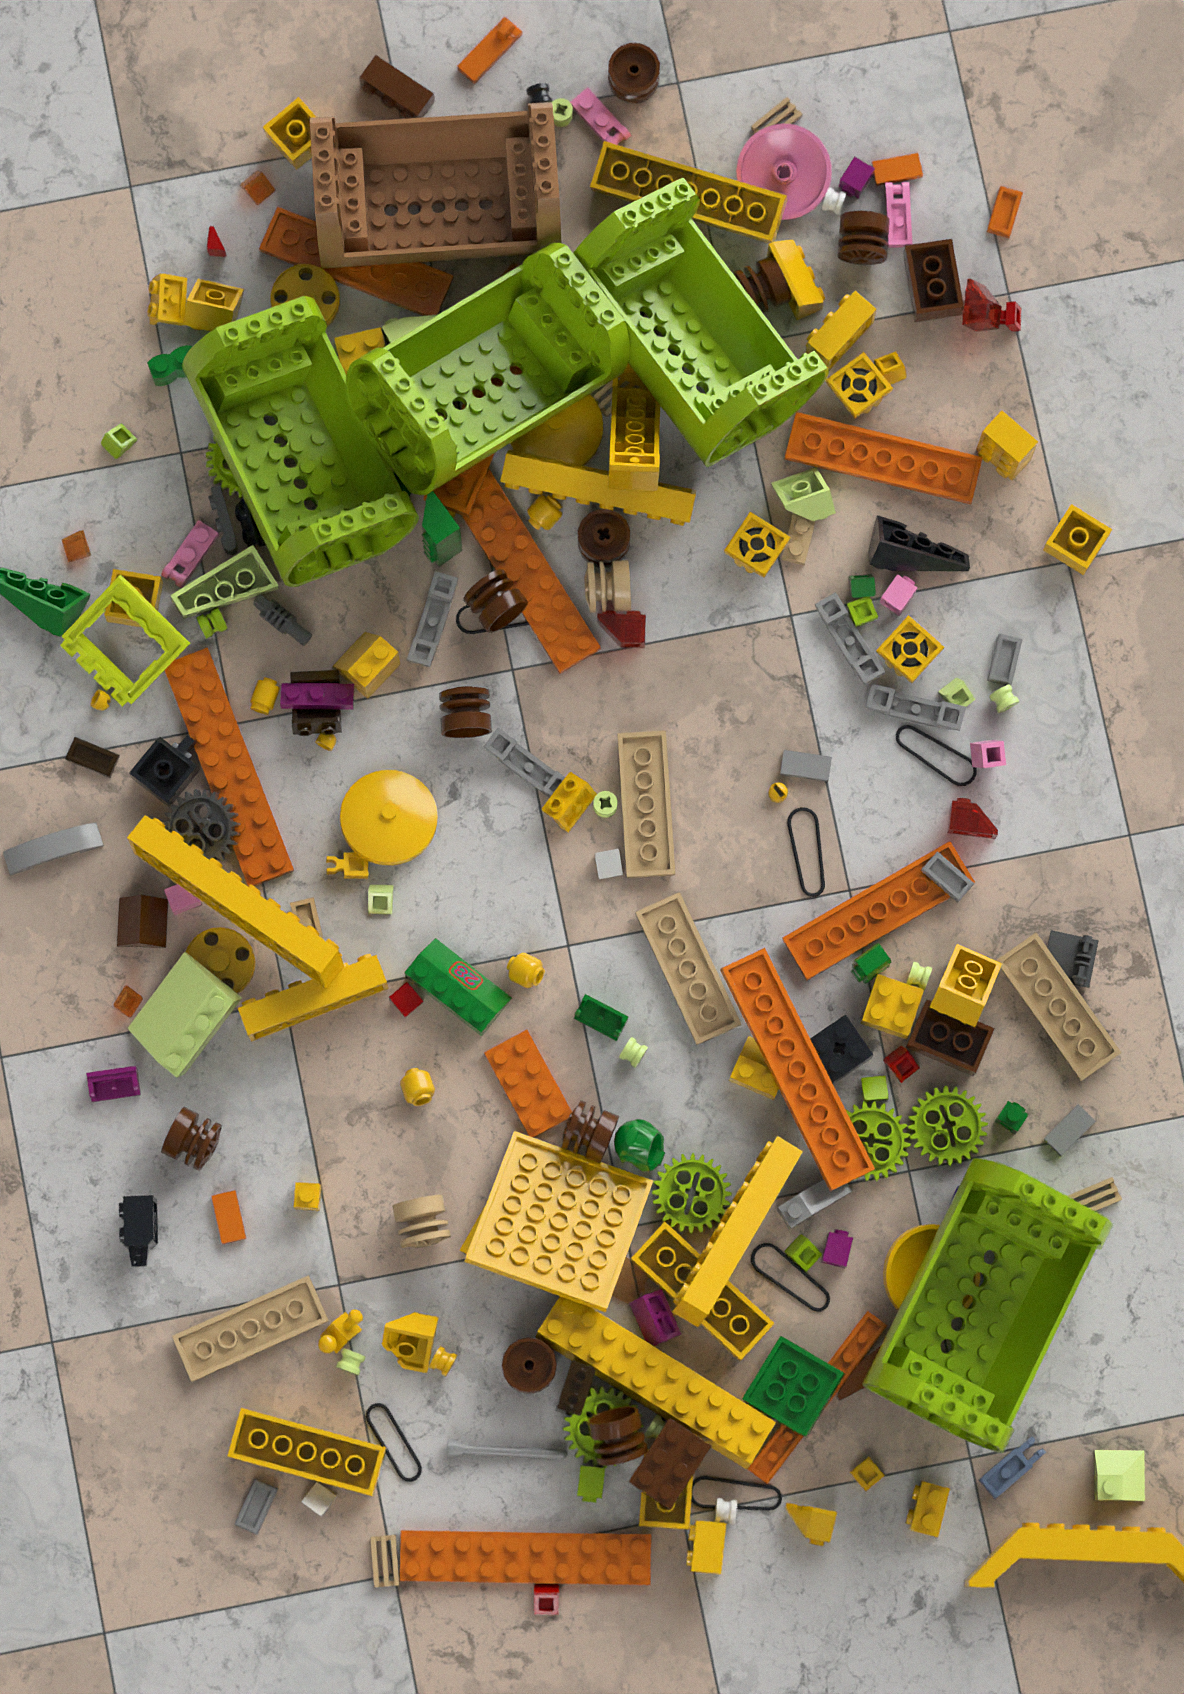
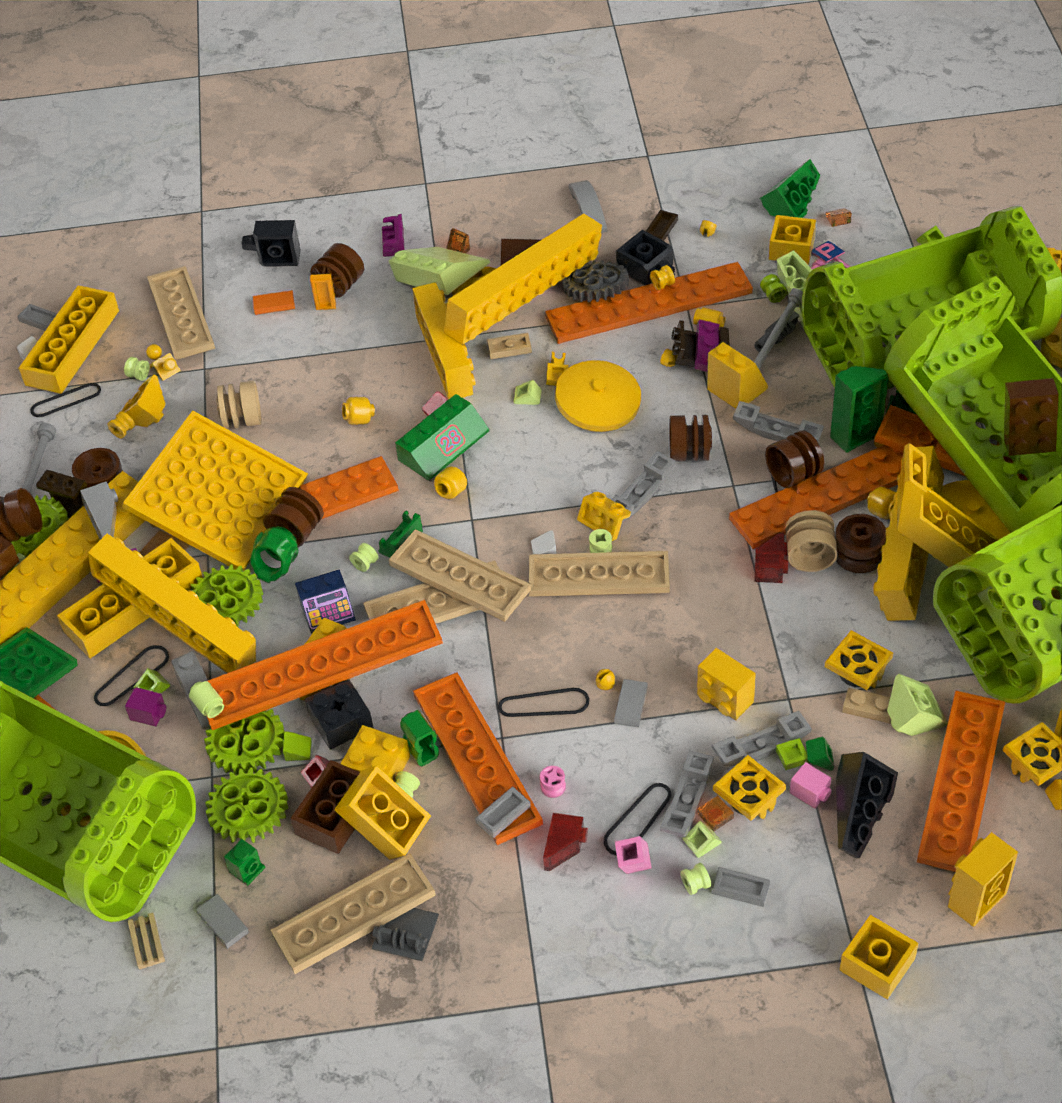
camera: 100 degrees right, 30 degrees down
(140, 559) = (828, 252): none -> piece
(147, 617) = (719, 242): neon yellow hinge -> none
(207, 747) = (662, 277): none -> yellow wheel
(230, 1151) = (323, 291): none -> light orange tile
(257, 595) = (794, 301): none -> light grey piece
(307, 1196) = (278, 342): yellow brick -> none
(498, 350) = (1031, 416): none -> reddish brown brick
(609, 1334) = (101, 508): none -> light grey slope
(664, 944) = (460, 575): none -> tan plate
(696, 1085) = (325, 598): none -> dark blue slope
(794, 670) = (725, 684): none -> yellow brick
(855, 1172) = (206, 699): none -> yellowish green brick
(904, 830) = (548, 776): none -> bright pink wheel
(931, 682) = (715, 813): none -> clear orange plate

